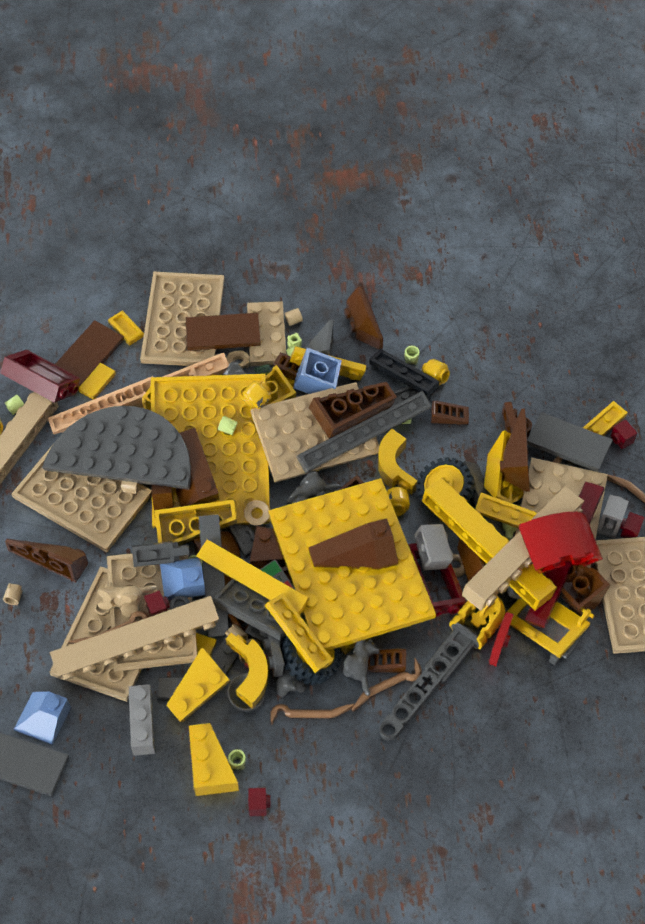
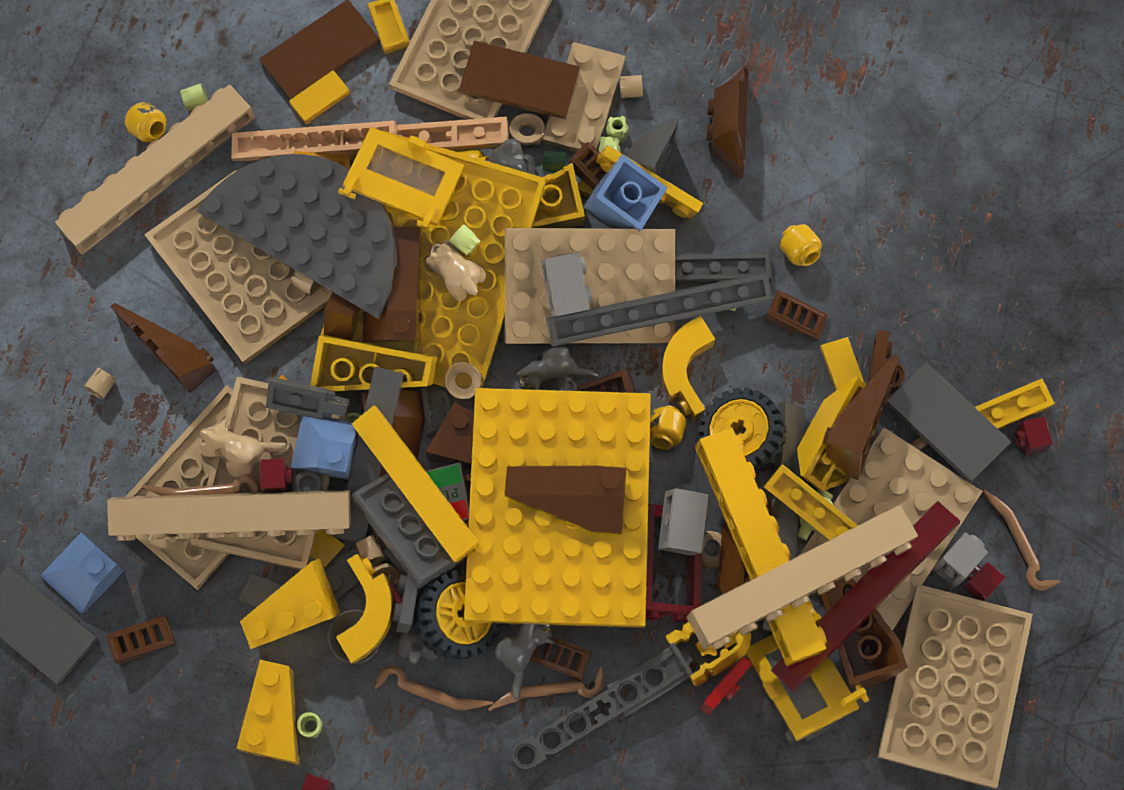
camera: 20 degrees right, 15 degrees up
(40, 375) = (231, 32): window -> none
(95, 740) = (125, 634): none -> reddish brown slope
(141, 720) = (205, 625): light grey brick -> none
(174, 398) = (403, 176): none -> yellow piece
(228, 445) = (458, 273): none -> tan animal
(256, 395) = (520, 210): yellow head -> none
(298, 632) = (446, 588): yellow plate -> none
(302, 429) = (566, 284): none -> light grey brick
(347, 409) = (637, 273): reddish brown wedge -> none
(403, 372) = (754, 231): black plate -> none
(411, 355) = (780, 199): yellowish green hose -> none
(487, 430) = (840, 362): none -> yellow tile
(560, 539) = (858, 584): red panel -> none

